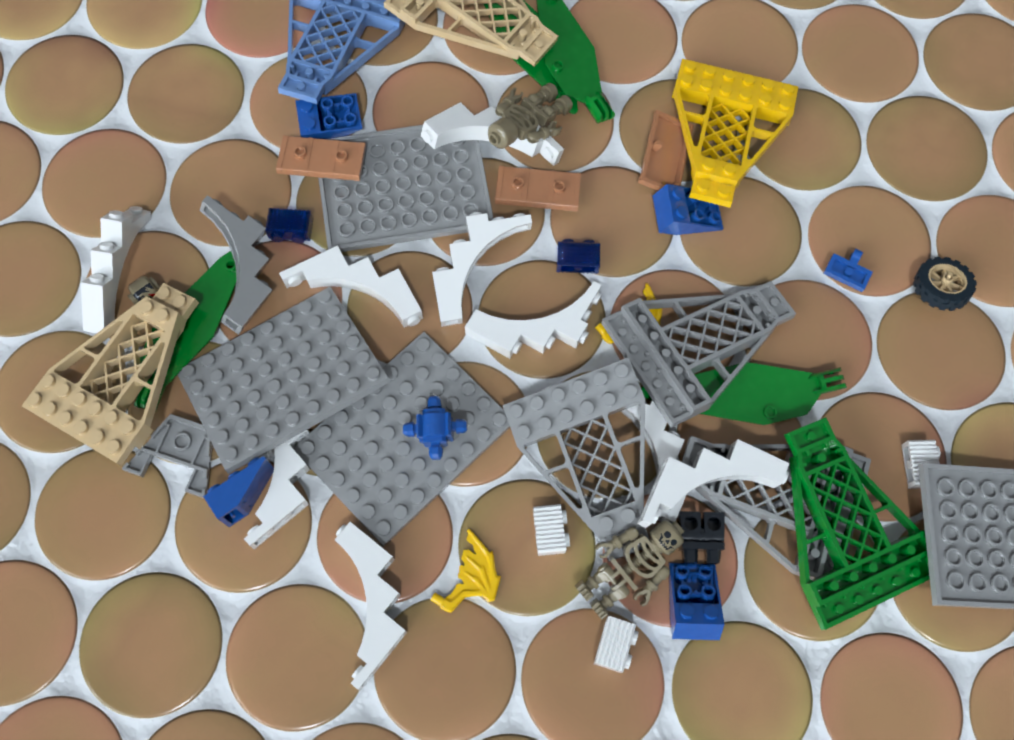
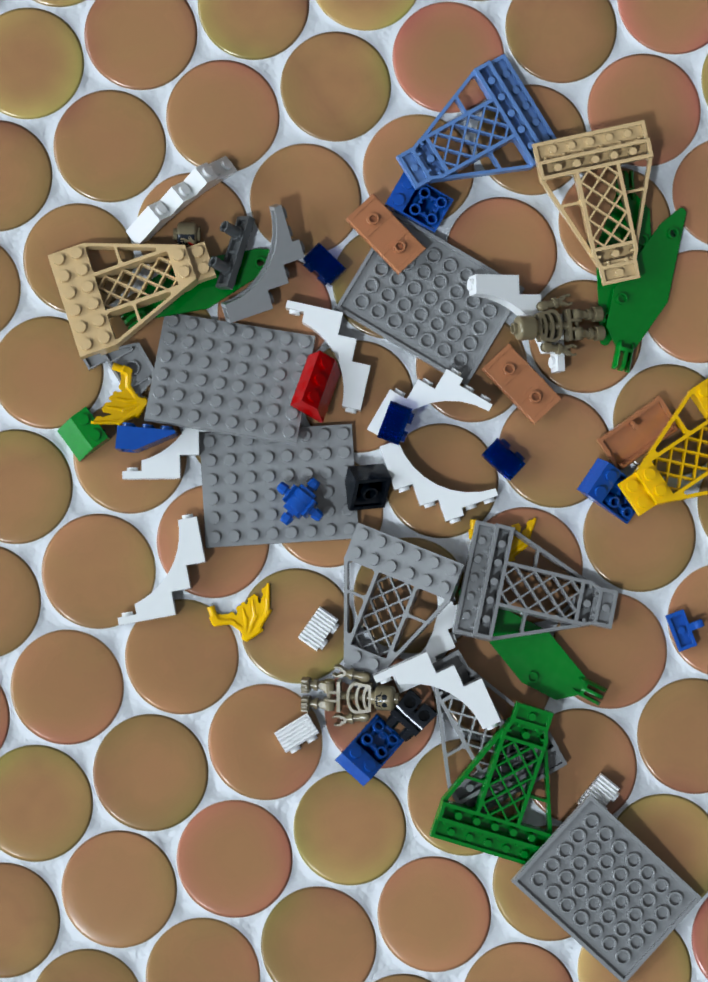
camera: 45 degrees right, 15 degrees up
(180, 537) = (81, 435): none -> green slope
(195, 478) = (123, 404): none -> yellow animal
(203, 280) = (233, 258): none -> dark grey plate
(364, 319) = (316, 385): none -> red slope
(461, 292) = (395, 423): none -> clear blue brick
(483, 369) = (367, 486): none -> black slope

